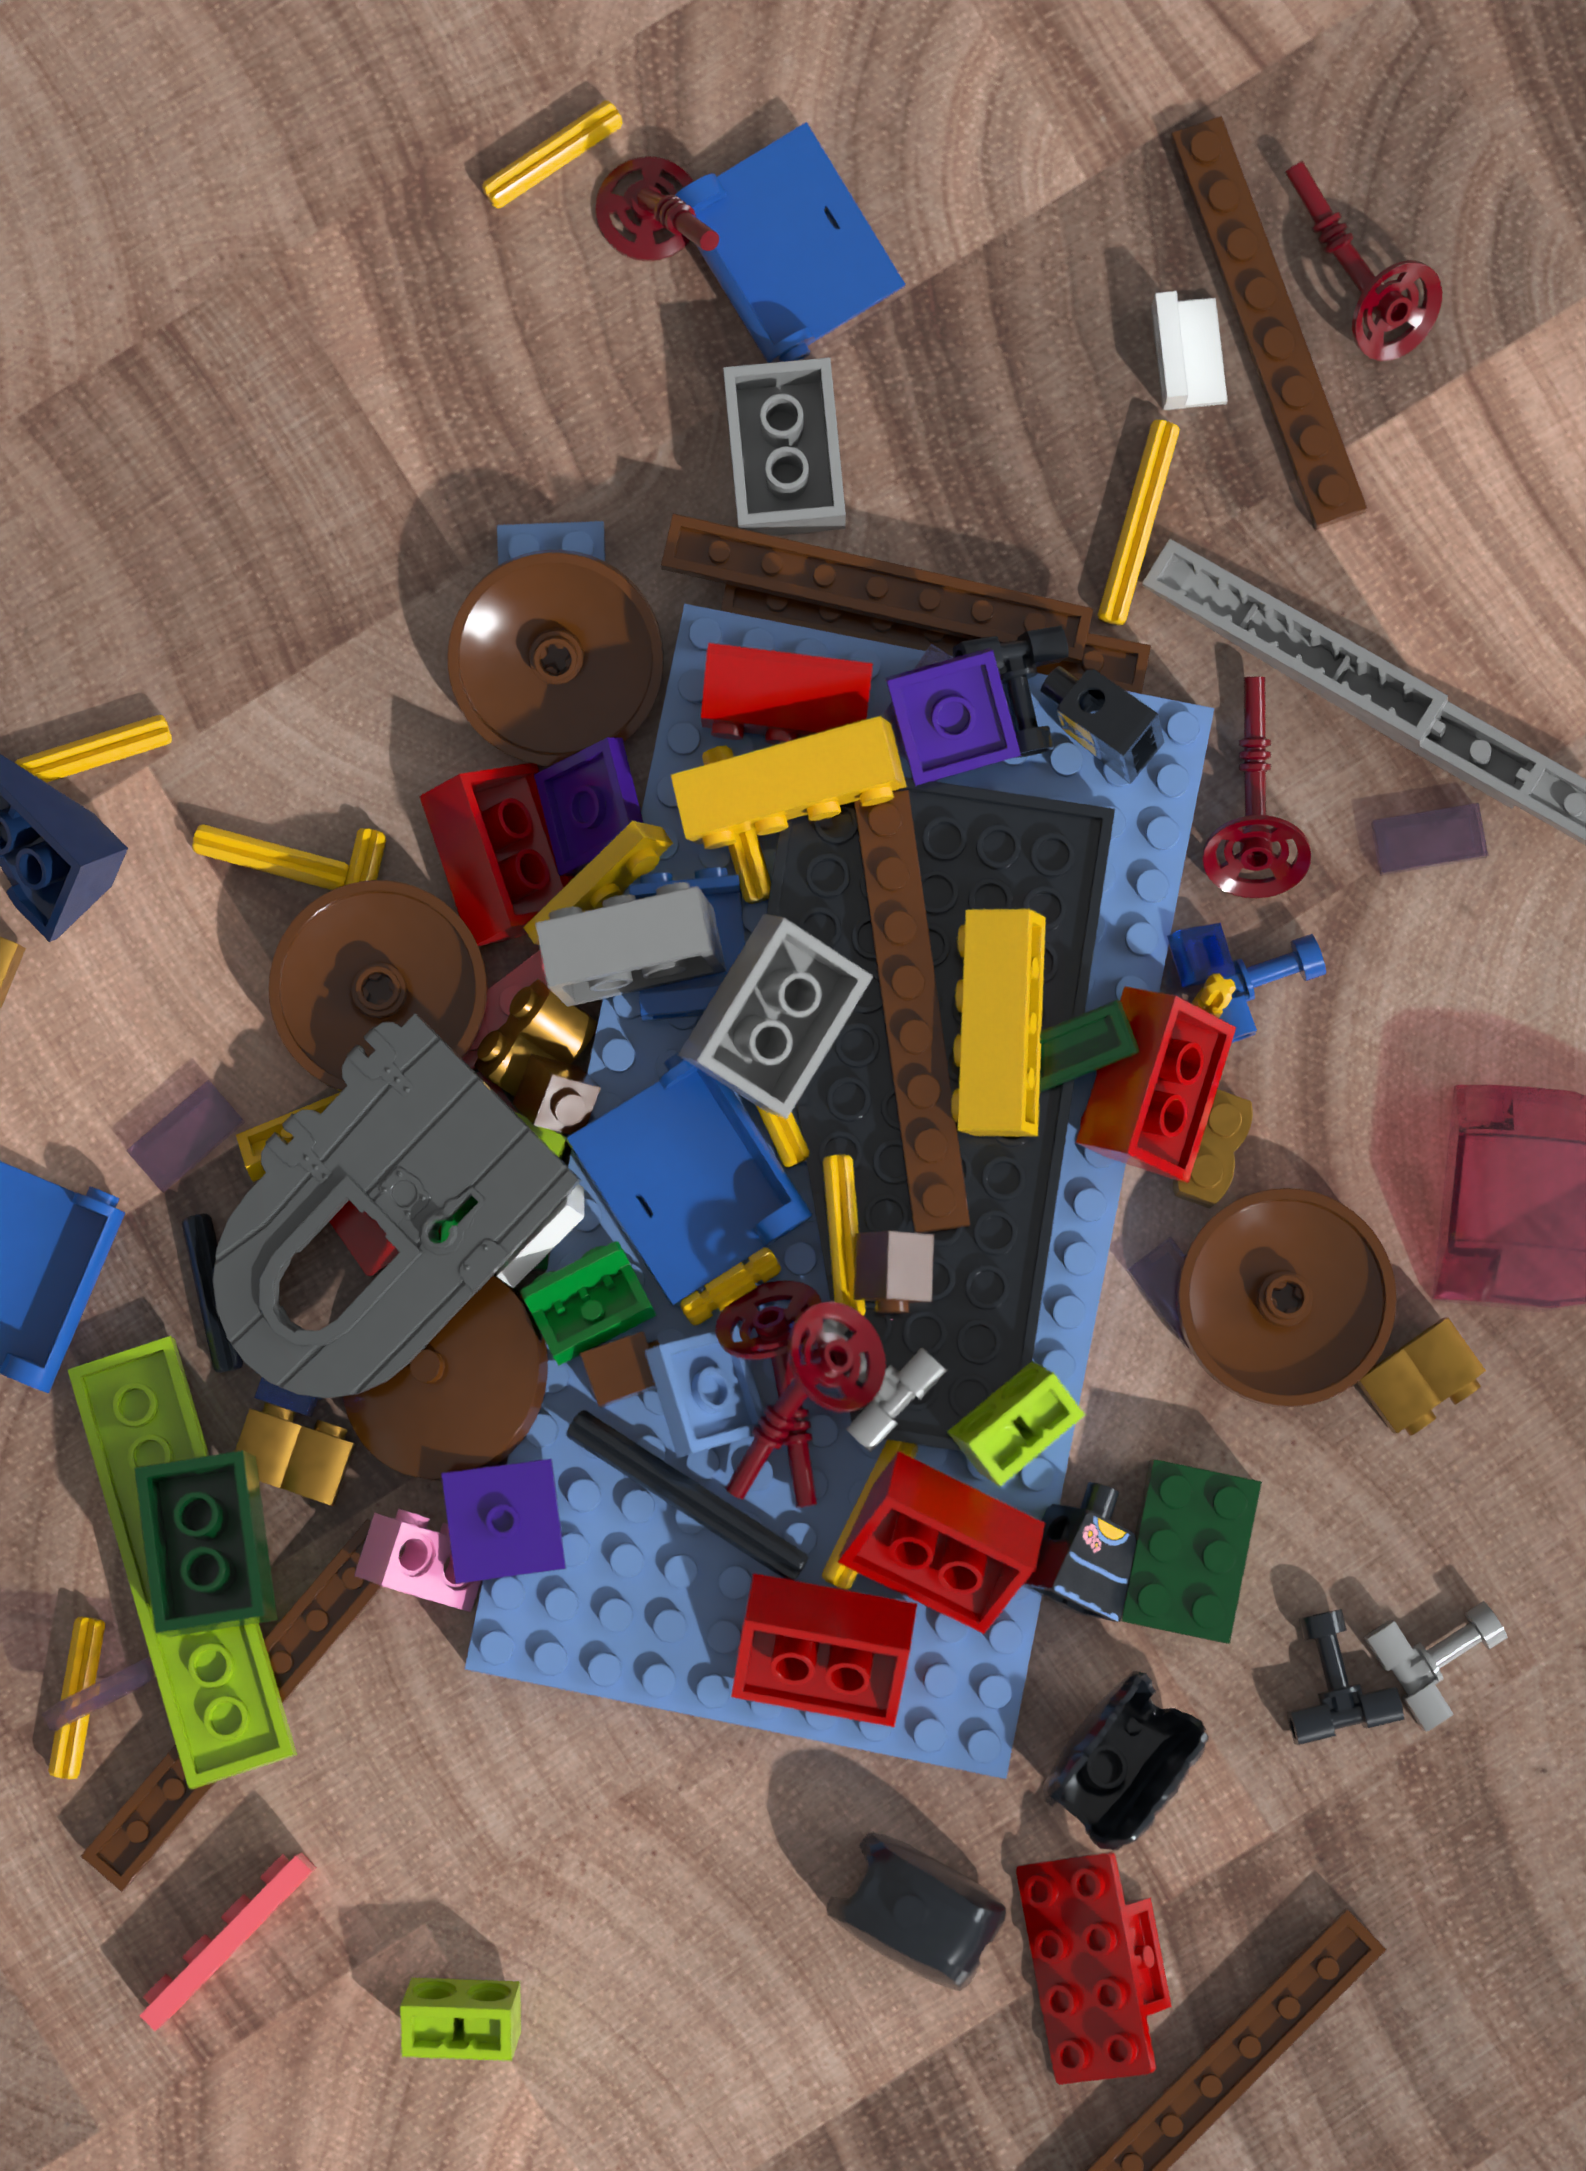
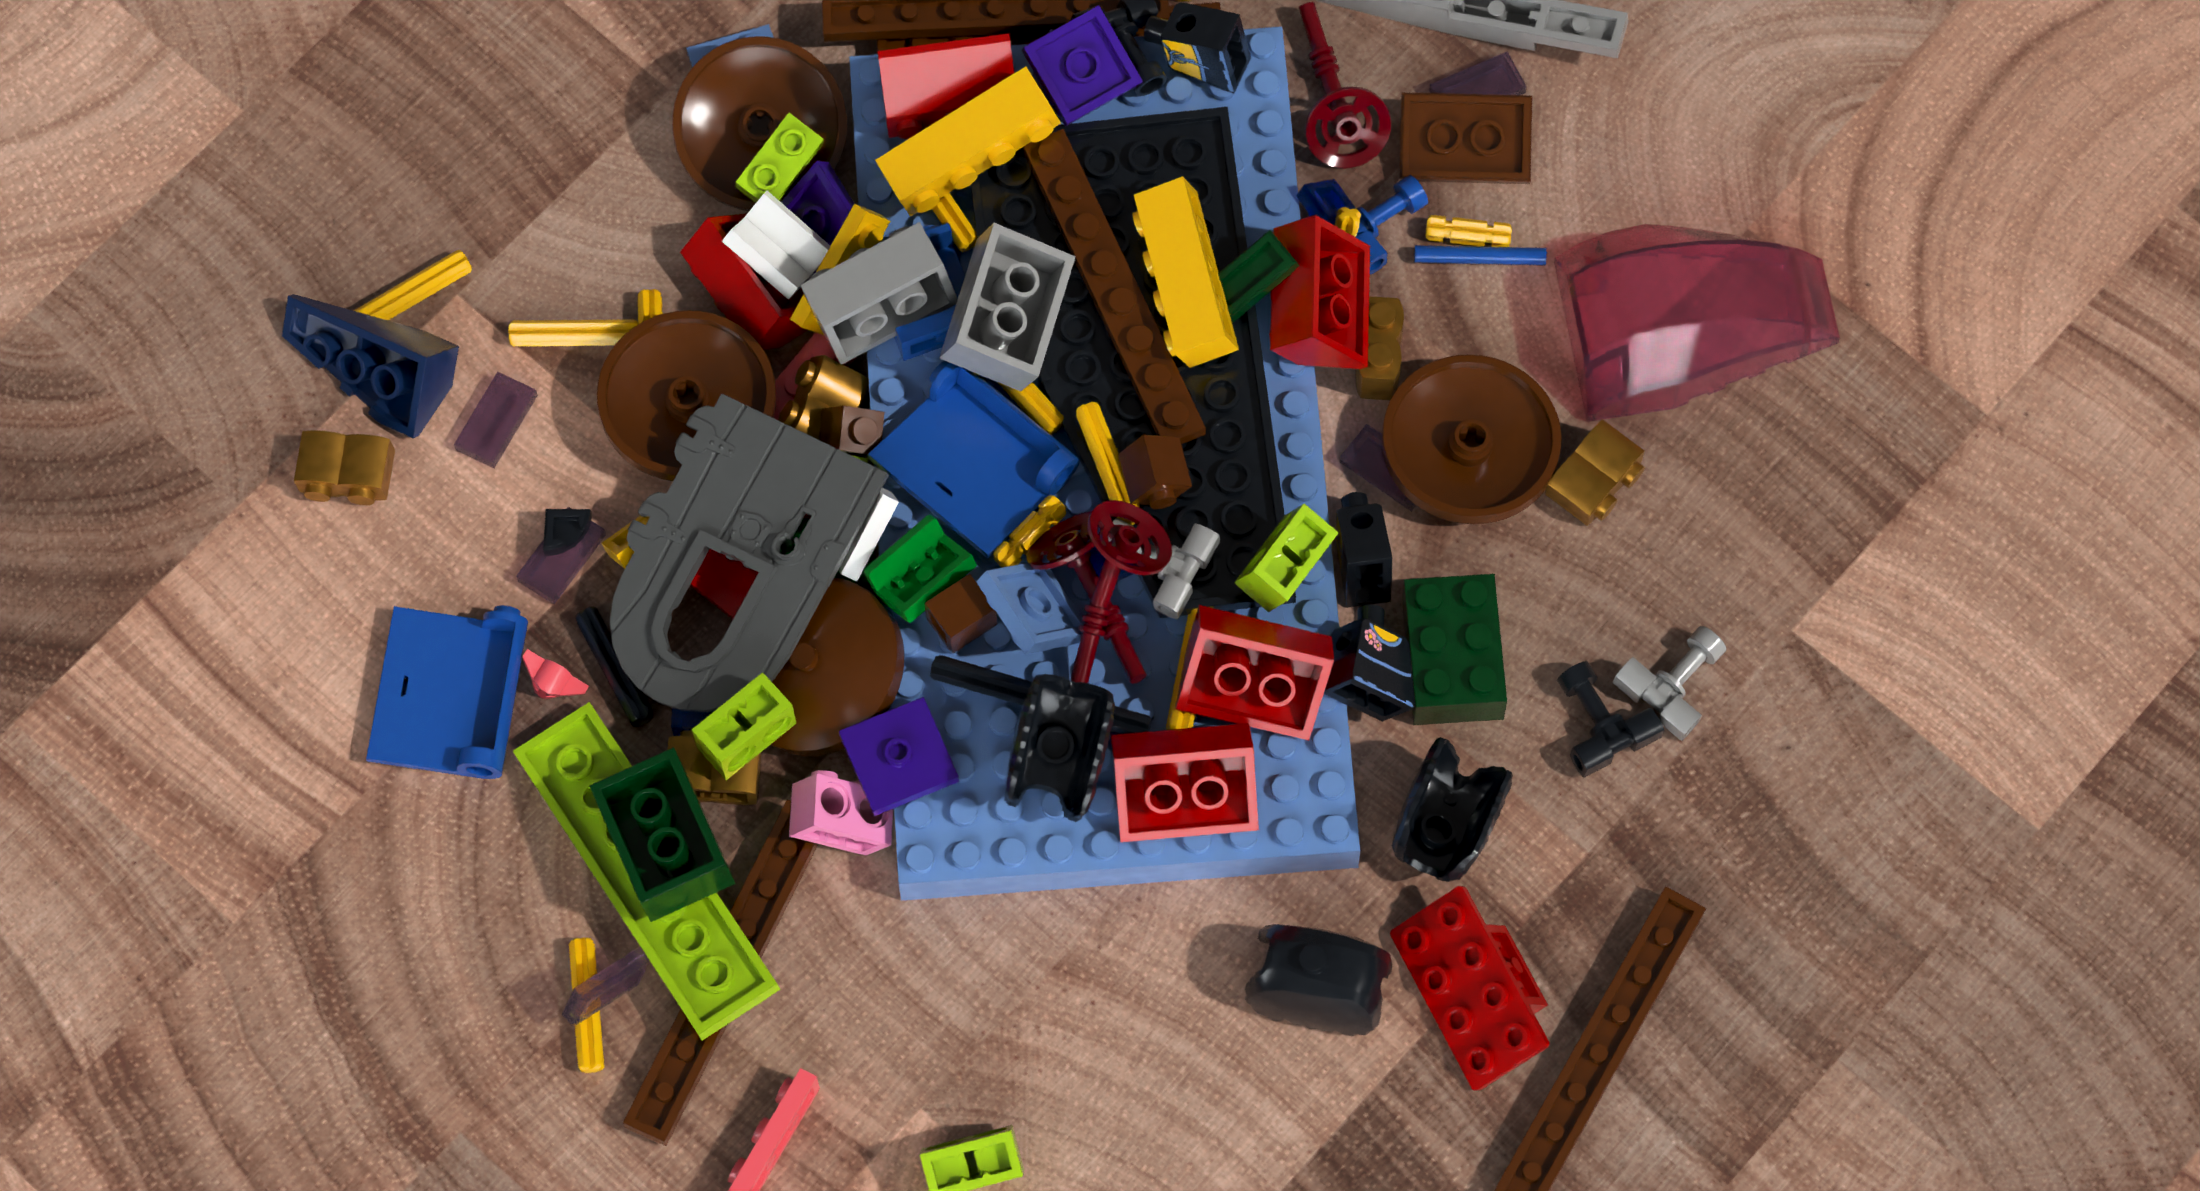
camera: 15 degrees left, 15 degrees down
(134, 1290) = (550, 678): none -> coral piece
(152, 942) = (495, 419): none -> clear purple tile
(195, 1111) = (564, 529): none -> black tile
(333, 1436) = (744, 726): none -> lime brick
(532, 830) = (777, 245): none -> white panel
(563, 722) = (780, 160): none -> lime brick
(698, 1570) = (1060, 742): none -> black animal
(1116, 1416) = (1366, 543): none -> black torso
(1363, 1022) = (1468, 231): none -> yellow axle
(1368, 1055) = (1480, 255): none -> blue bar
(1395, 903) = (1466, 138): none -> reddish brown tile

